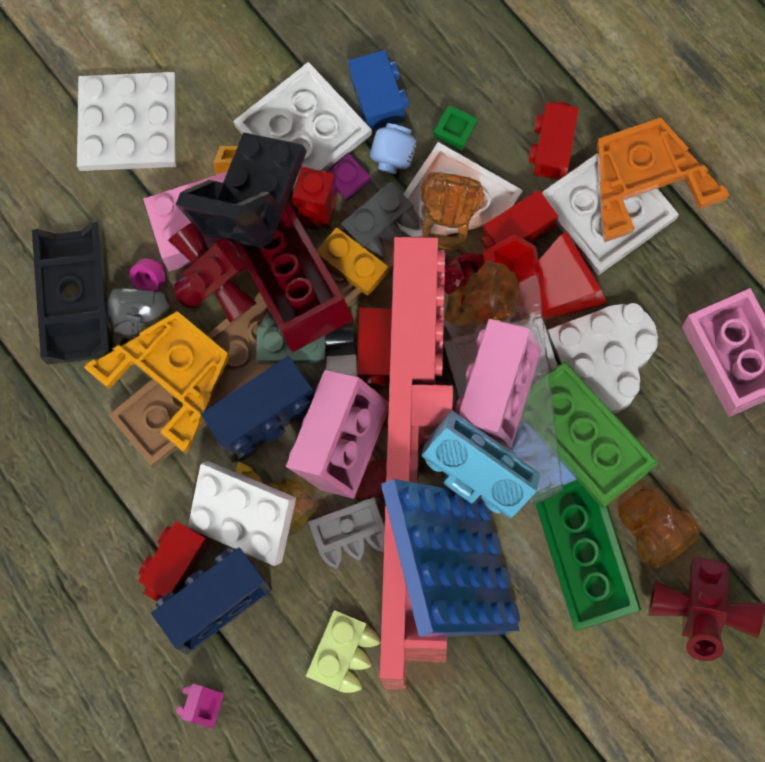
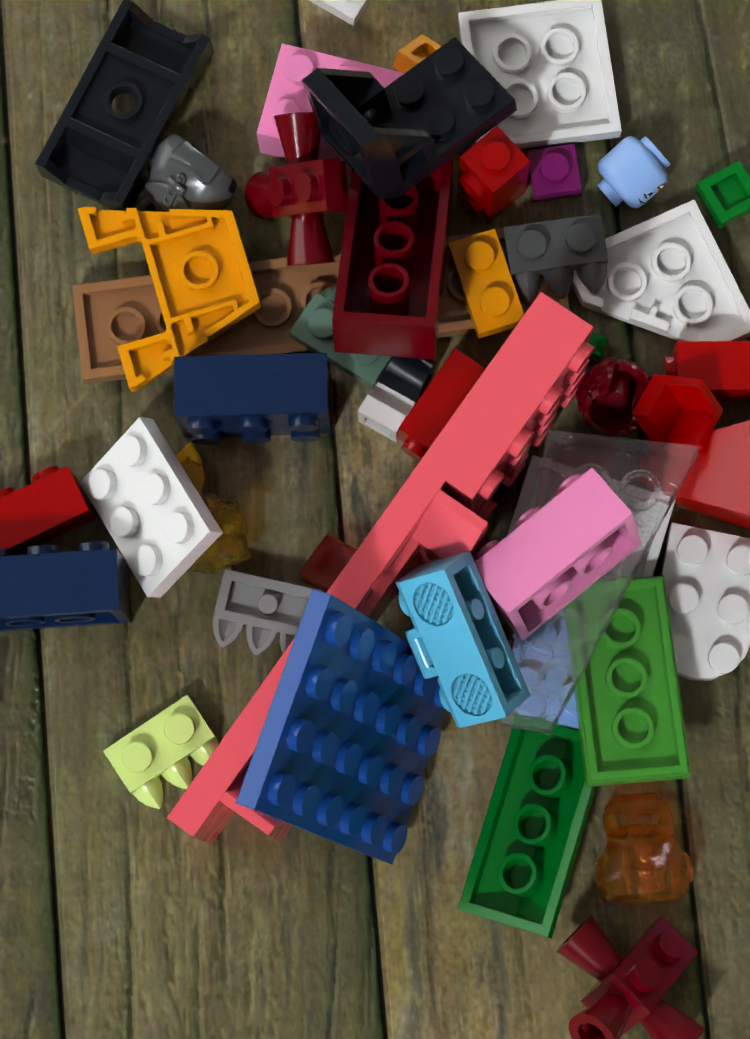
camera: 30 degrees right, 5 degrees up
(147, 275) = (229, 142): dark pink tile -> none
(338, 434) = (326, 487): bright pink brick -> none
(377, 89) = (662, 85): blue brick -> none
(451, 203) = (654, 287): clear orange piece -> none
(488, 295) = (617, 439): clear orange piece -> none

